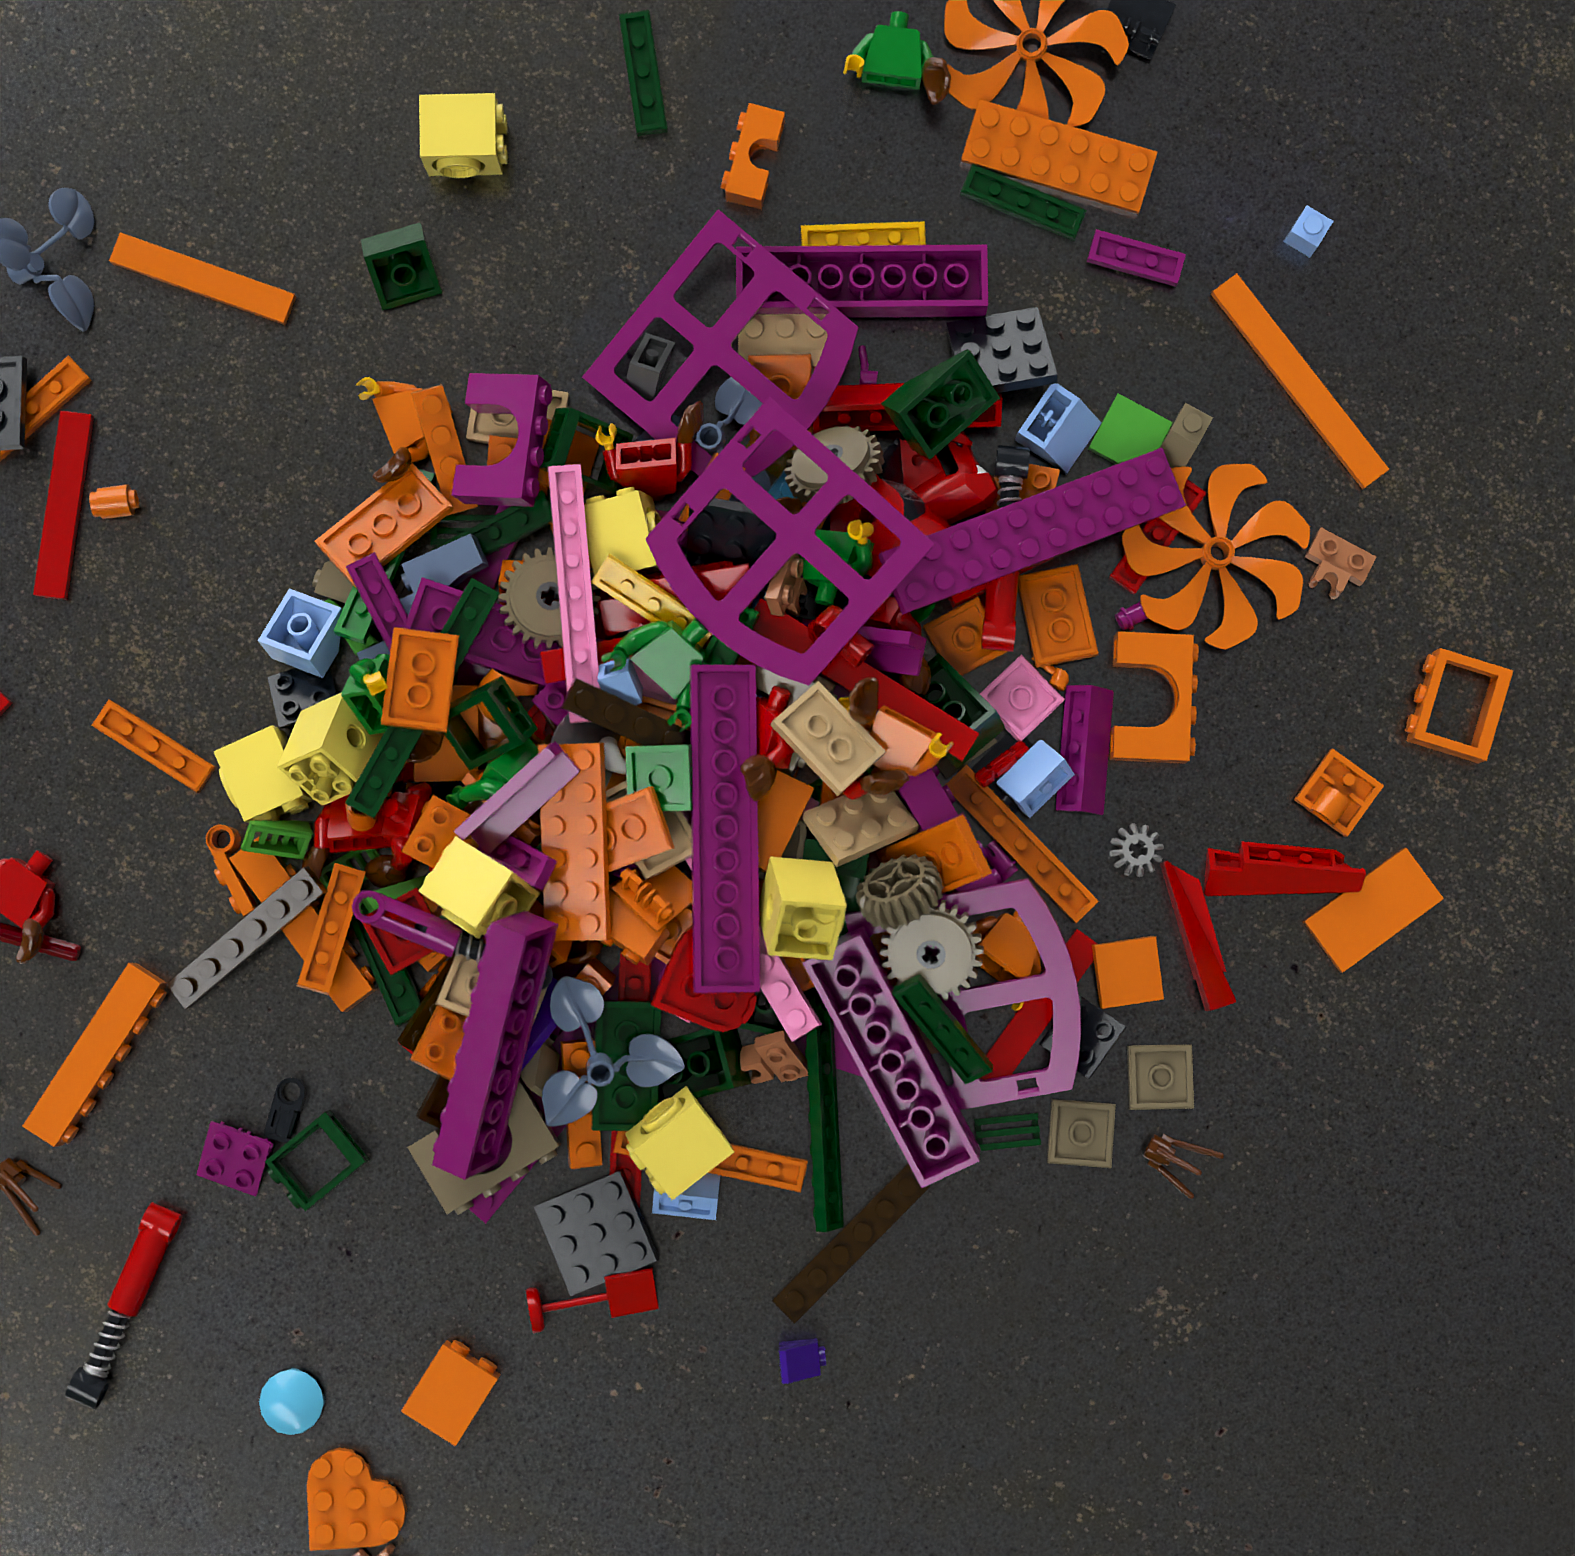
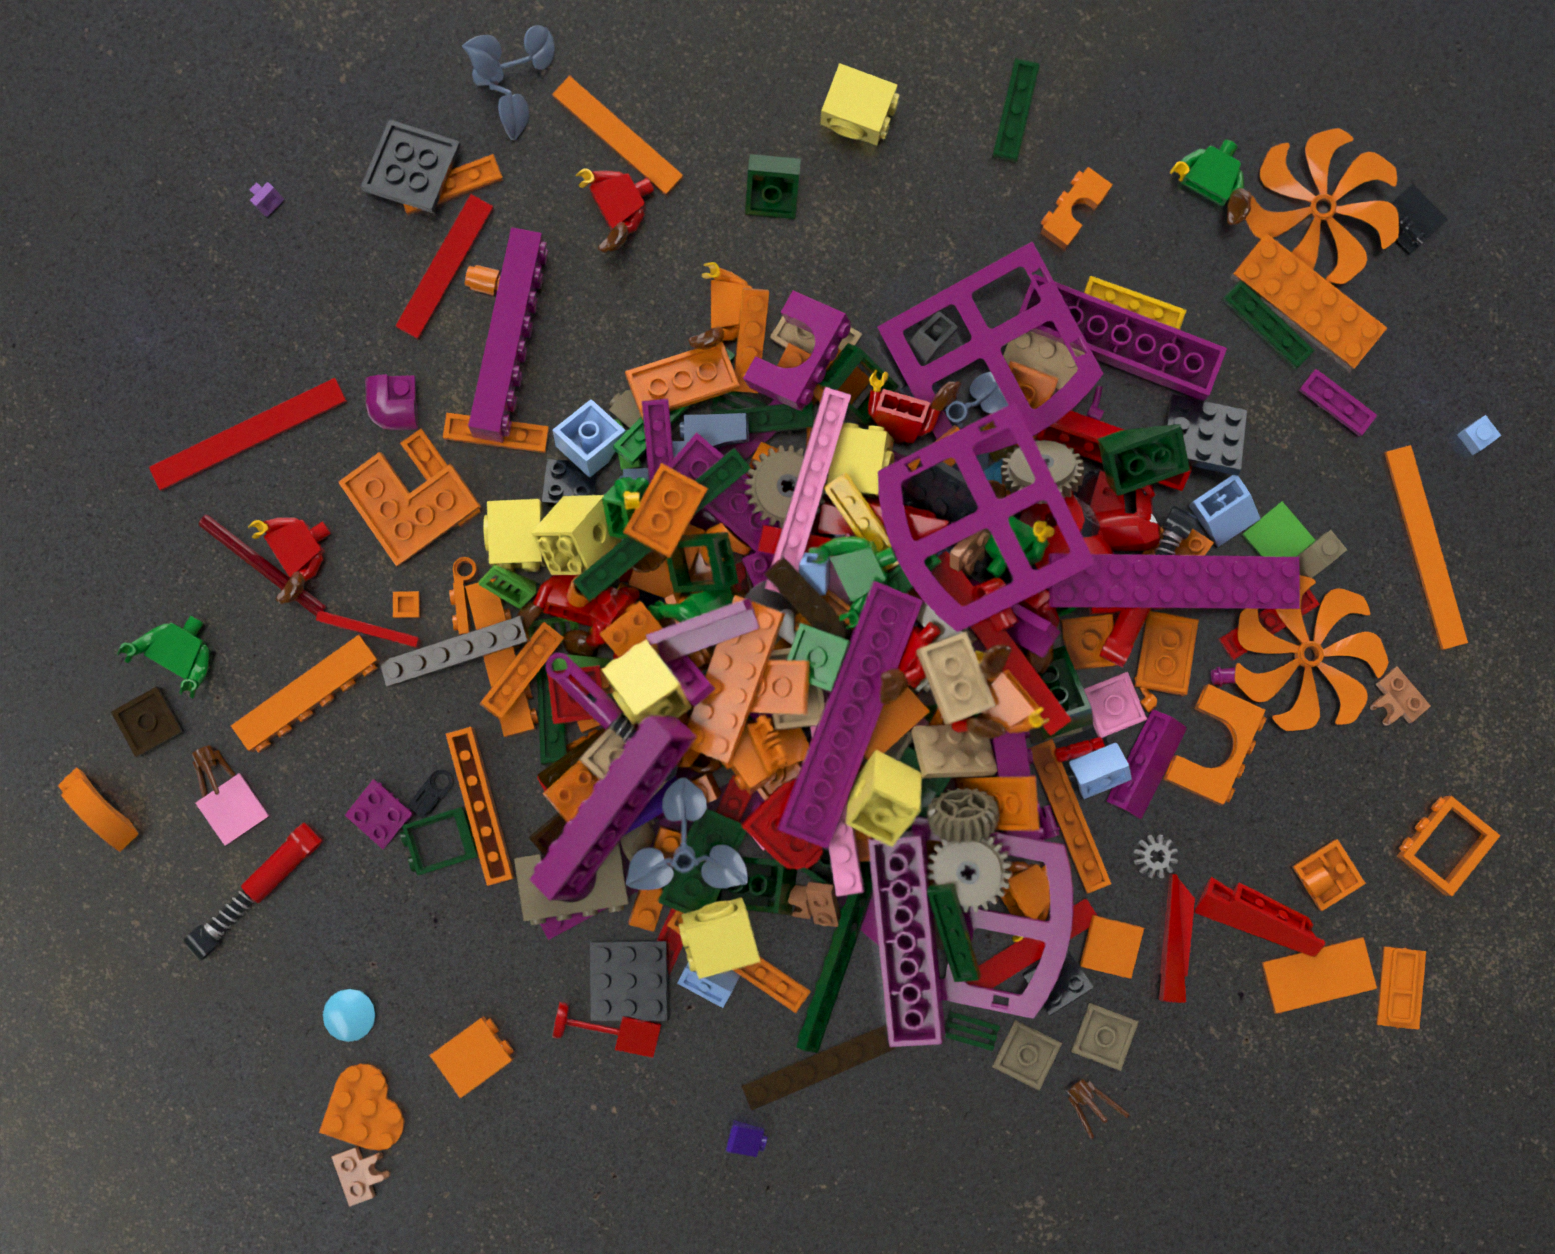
camera: 20 degrees right, 0 degrees up
(63, 1220) = (232, 810): none -> bright pink tile
(64, 681) = (392, 401): none -> magenta brick
(129, 810) = (403, 519): none -> orange plate
(139, 952) = (368, 629): none -> red tile
(164, 553) = (507, 335): none -> magenta brick
(171, 906) = (406, 604): none -> orange plate
(196, 670) = (521, 437): none -> orange plate
(232, 352) = (619, 203): none -> red torso
(346, 1102) = (480, 806): none -> orange brick
(1470, 887) = (1401, 988): none -> orange piece

